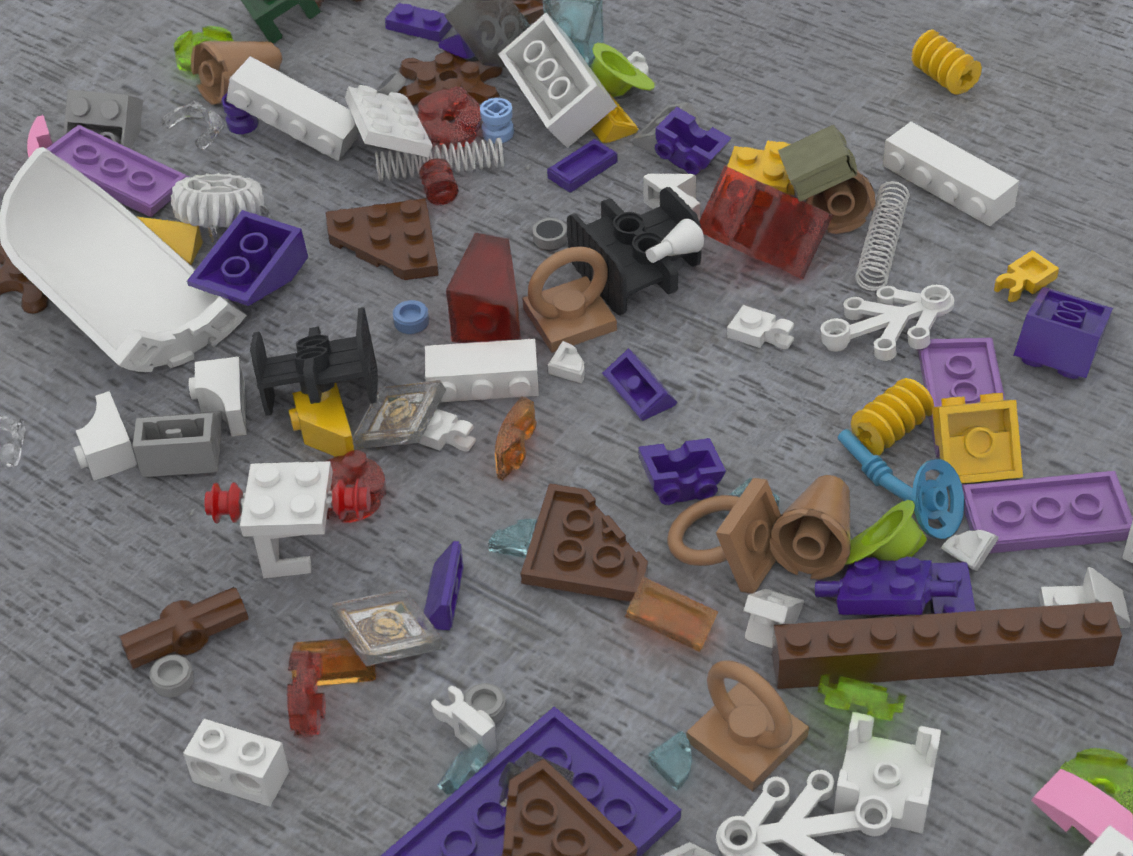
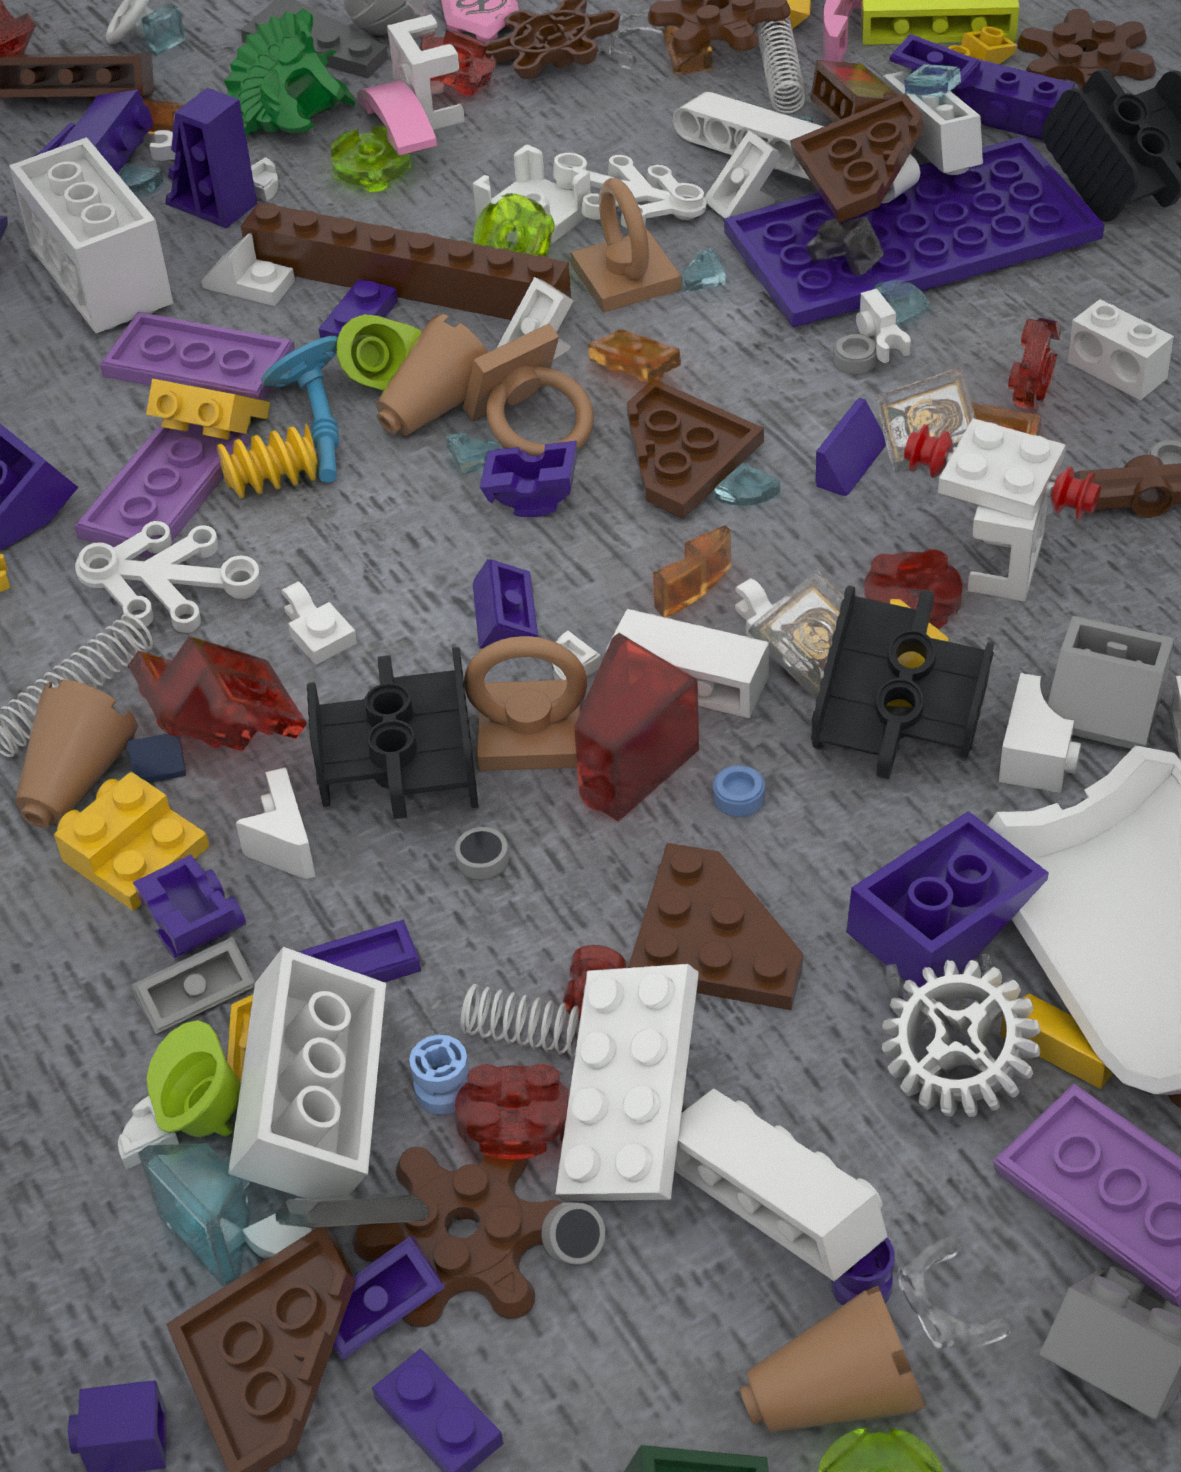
camera: 155 degrees left, 0 degrees up
(683, 239) = (349, 677): white cone -> none
(818, 162) = (91, 707): olive piece -> none
(886, 587) = (417, 294): dark purple plate -> none
(971, 547) = (296, 332): white tile -> none

